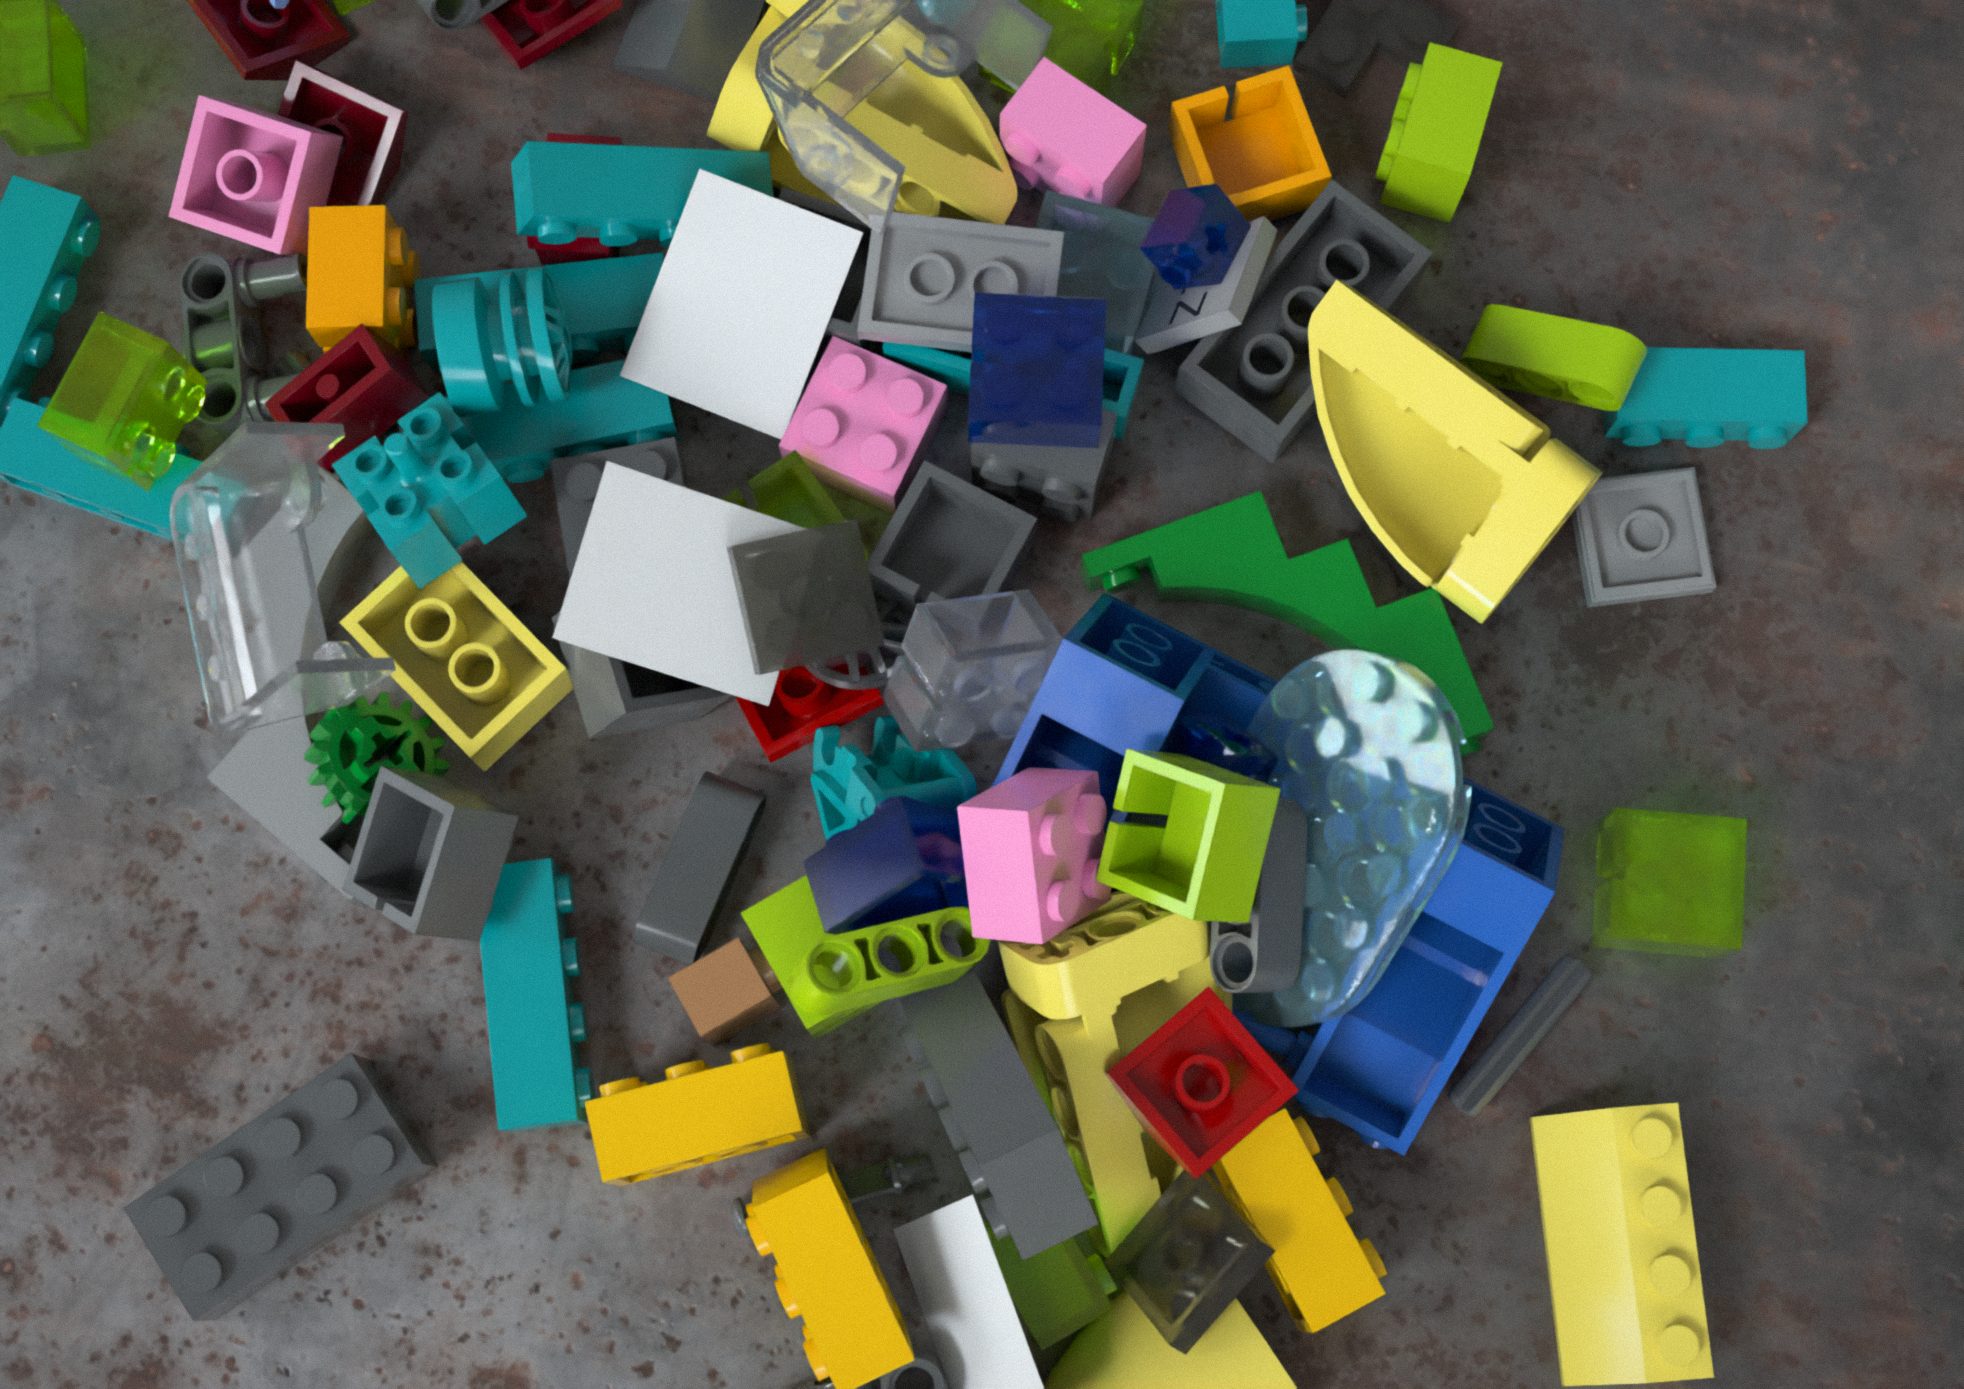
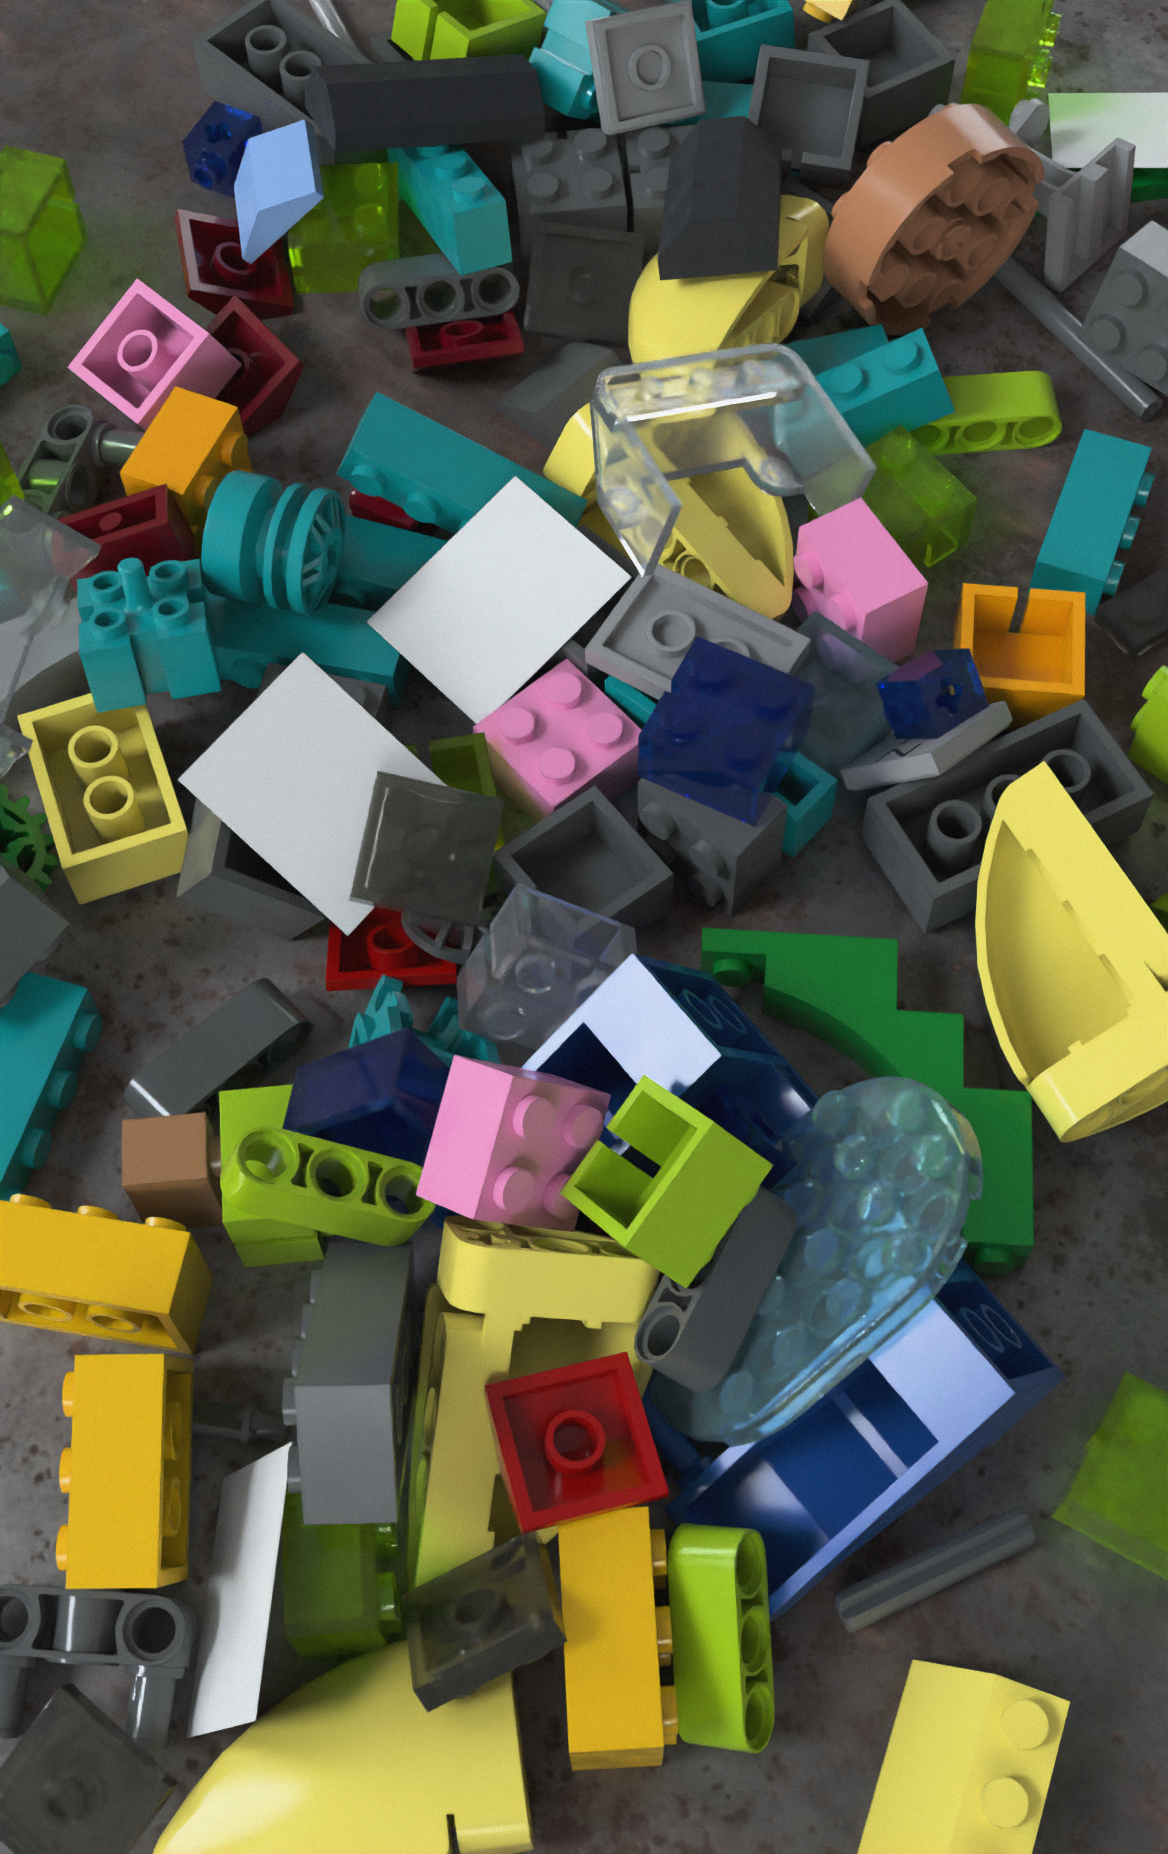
camera: 25 degrees right, 15 degrees down
(1380, 1175) = (721, 1637): none -> lime beam

